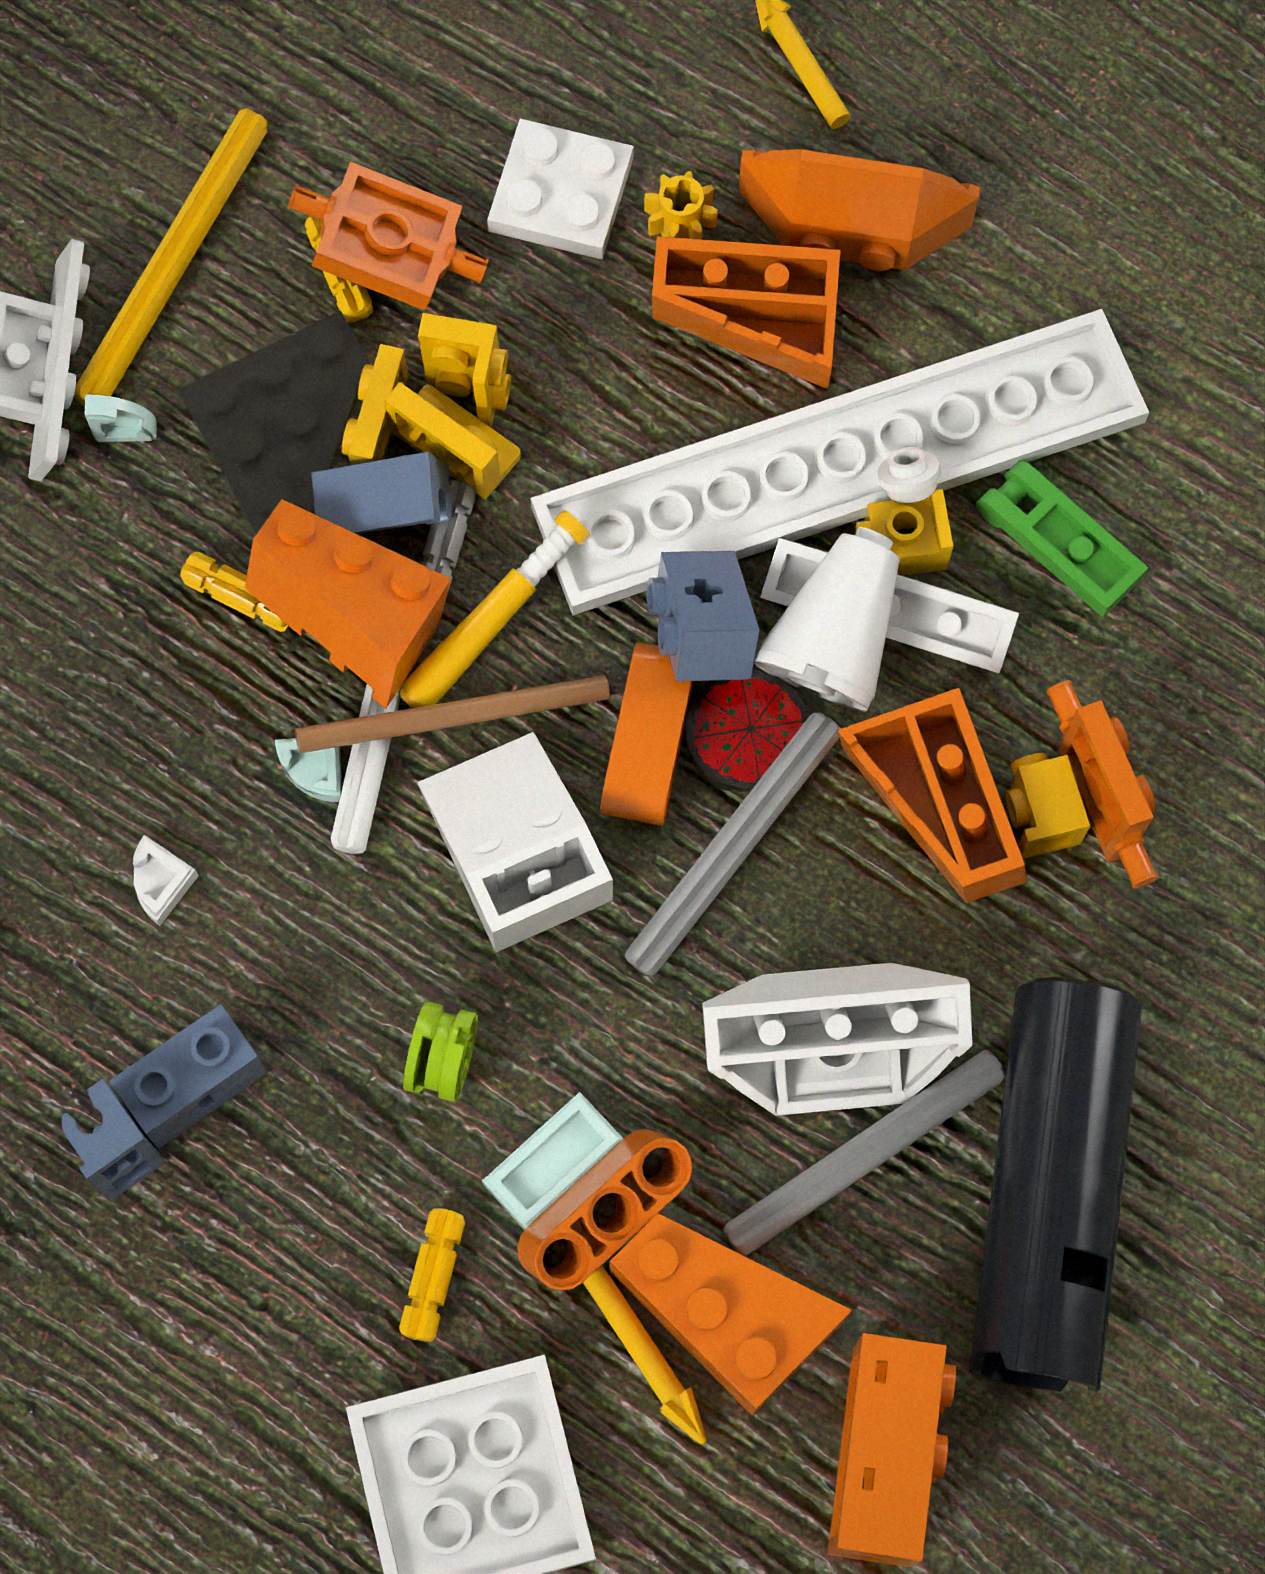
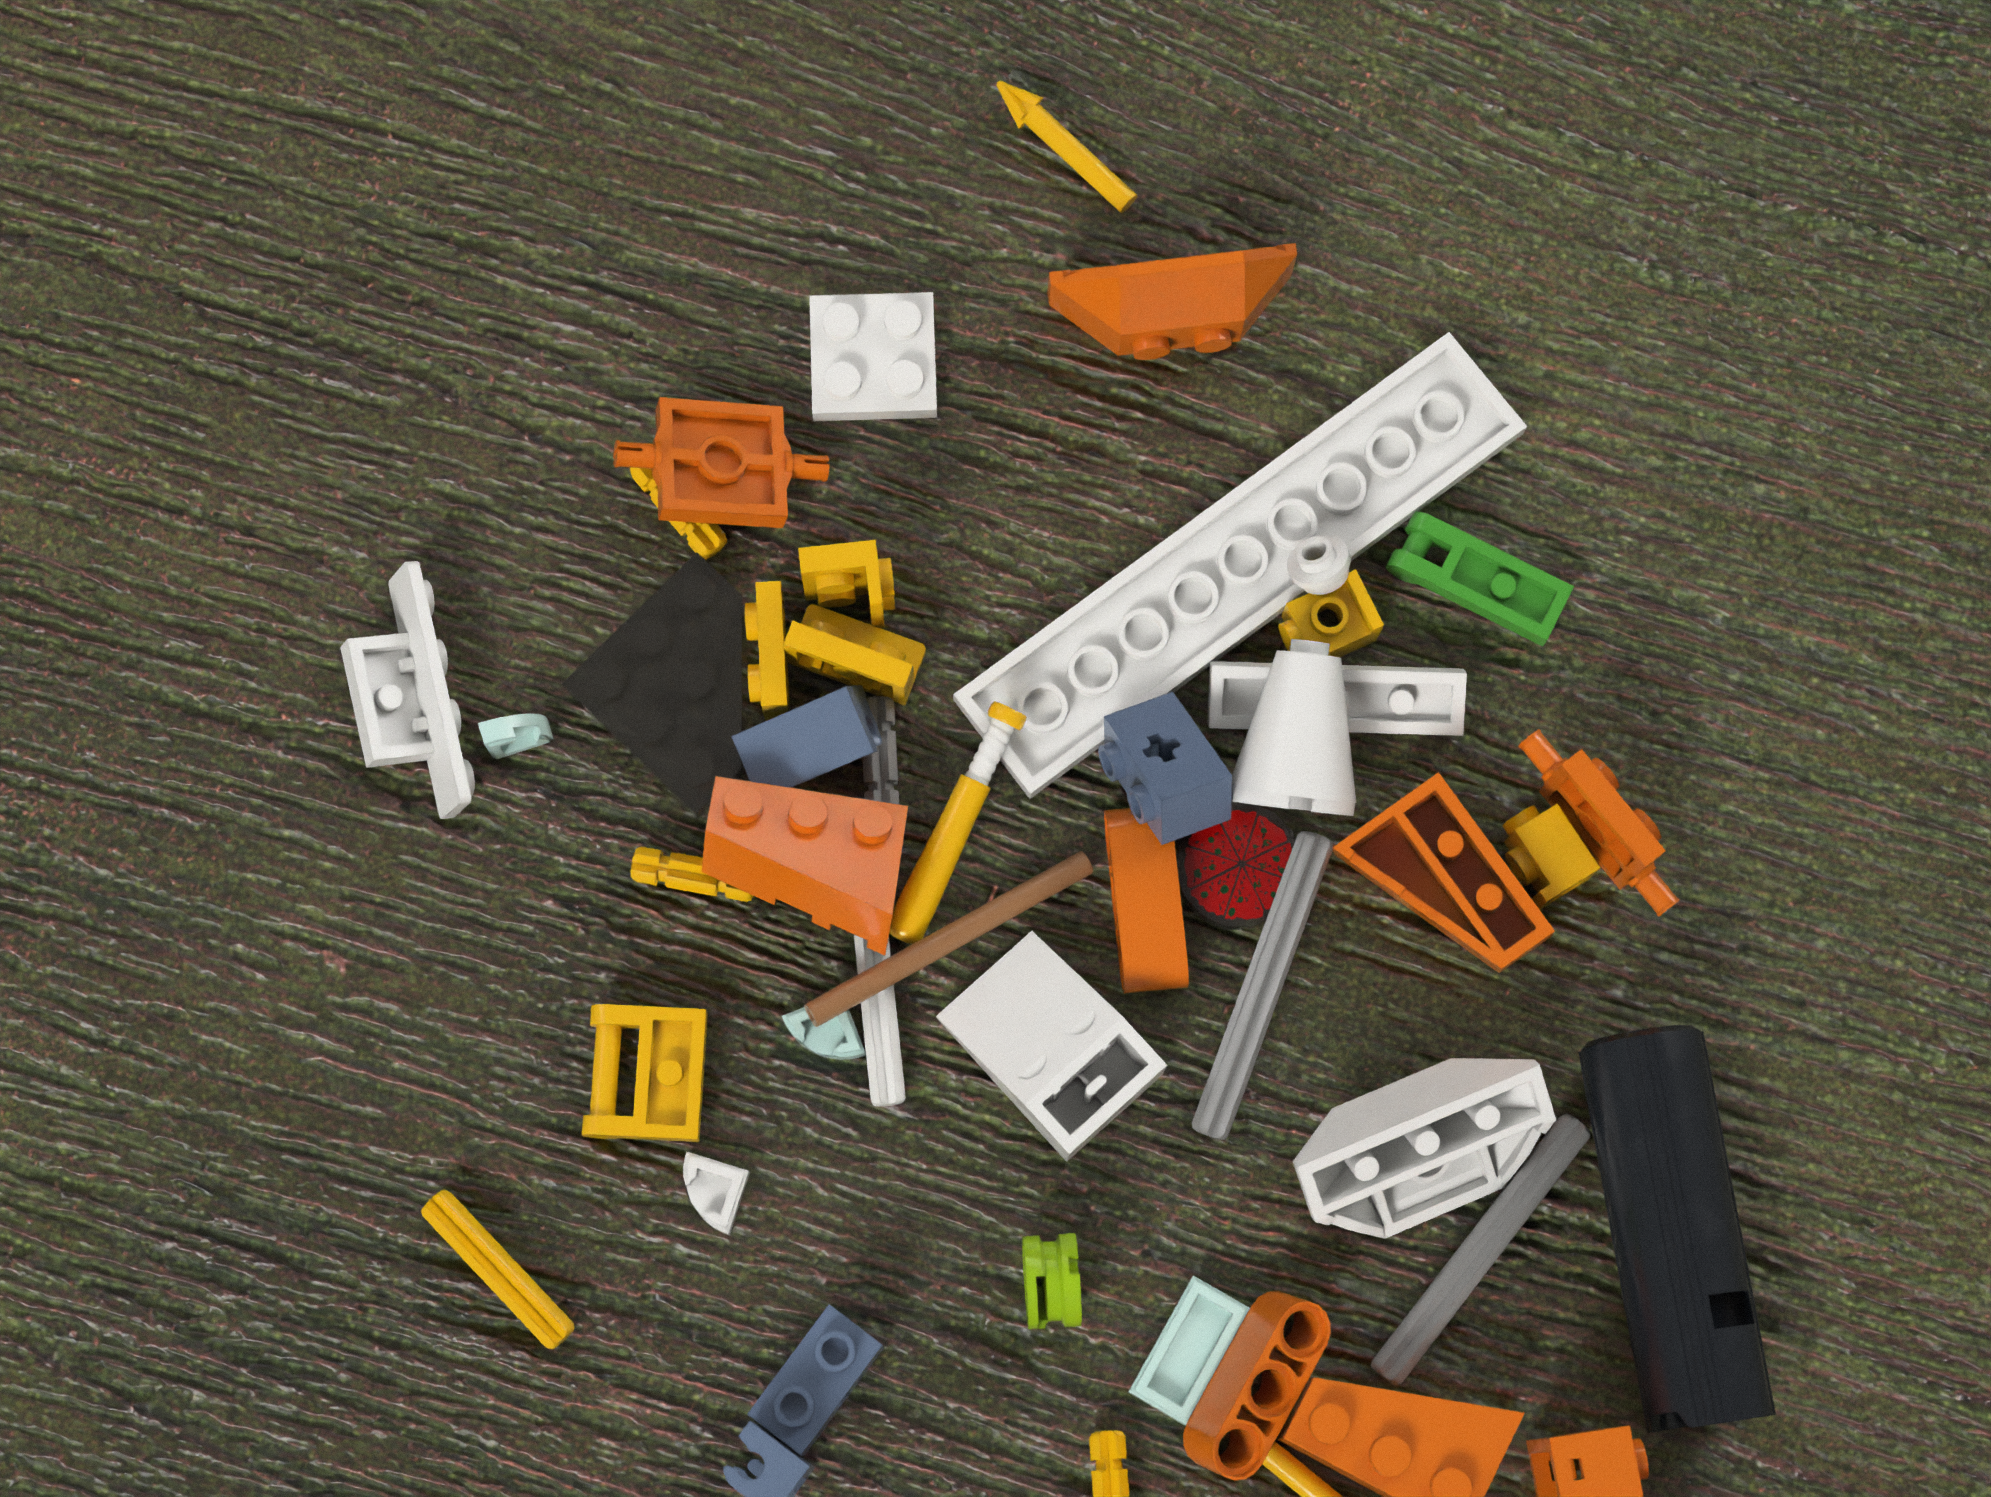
camera: 20 degrees left, 5 degrees up
(149, 762) = (666, 1073): none -> yellow plate
(172, 256) = (506, 545): yellow axle -> none
(680, 194) = (1003, 366): yellow gear -> none
(752, 300) = (1109, 425): orange wedge -> none

